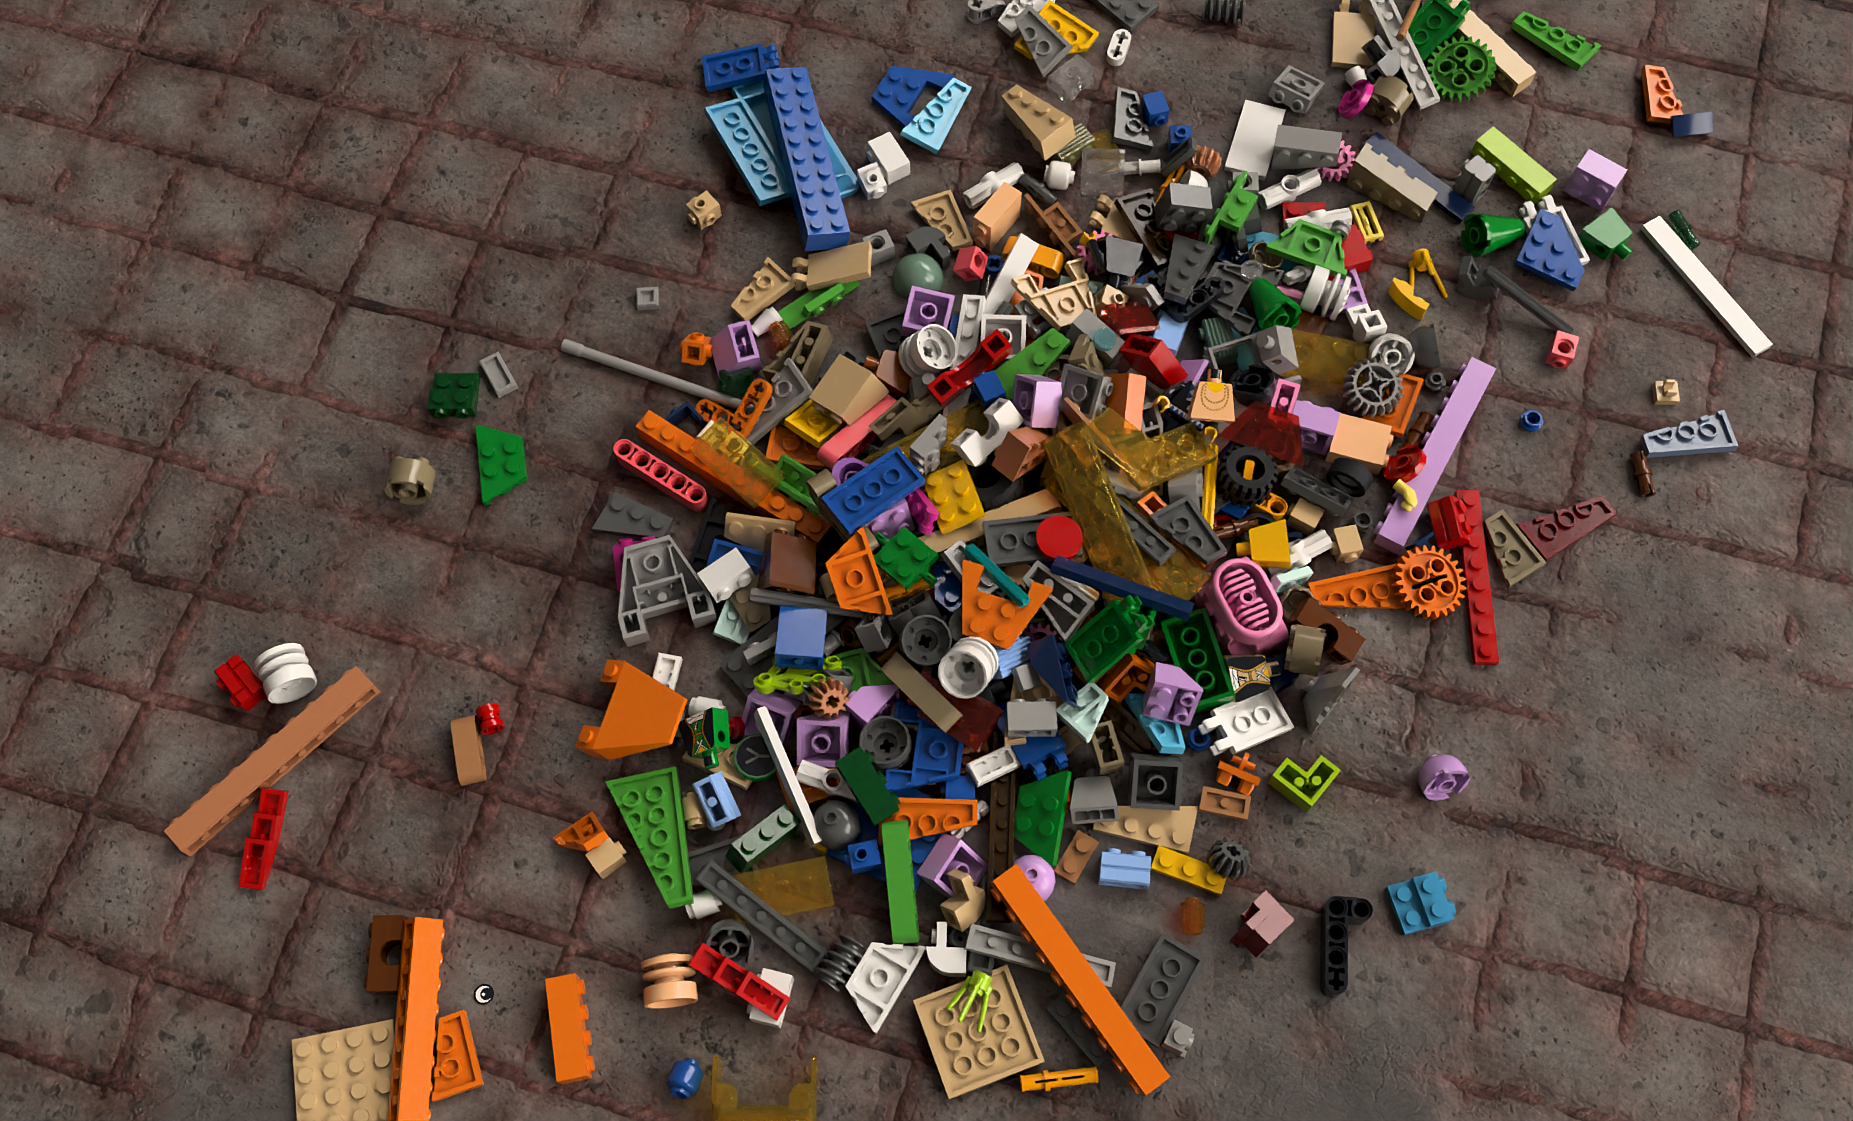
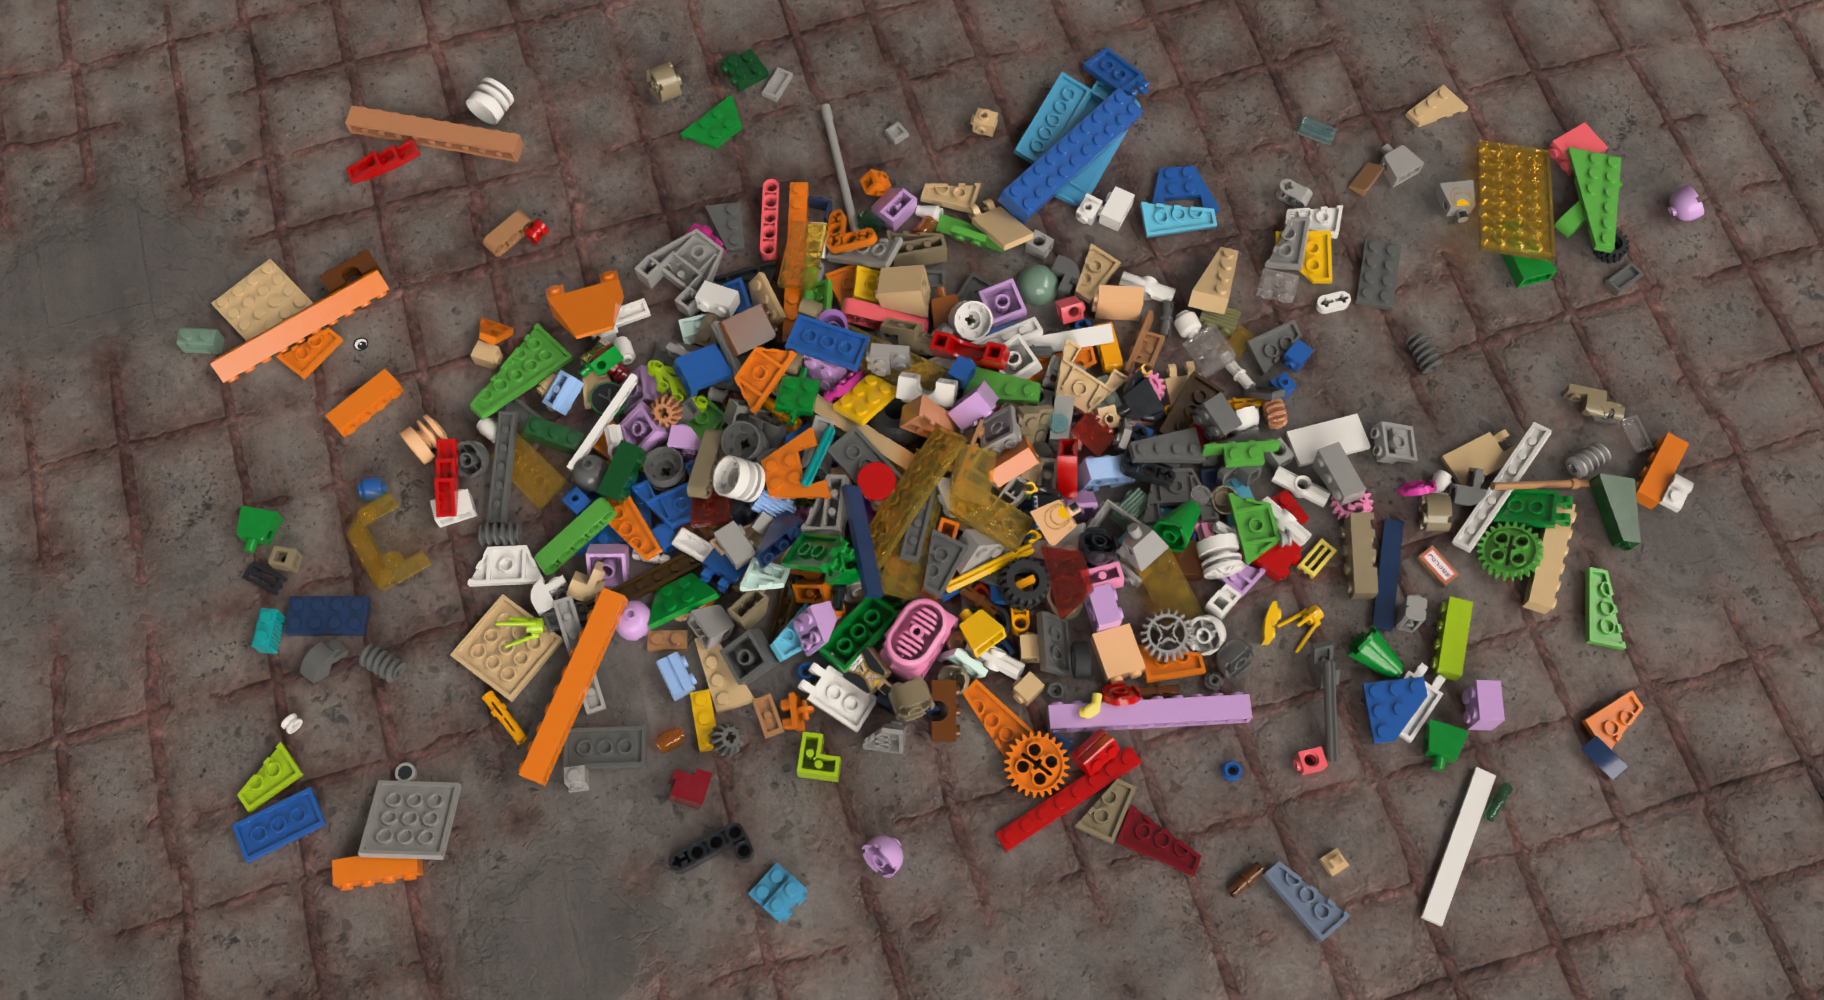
camera: 55 degrees right, 0 degrees up
(241, 682) = (470, 79): red brick -> none
(1435, 134) = (1438, 566): none -> tile

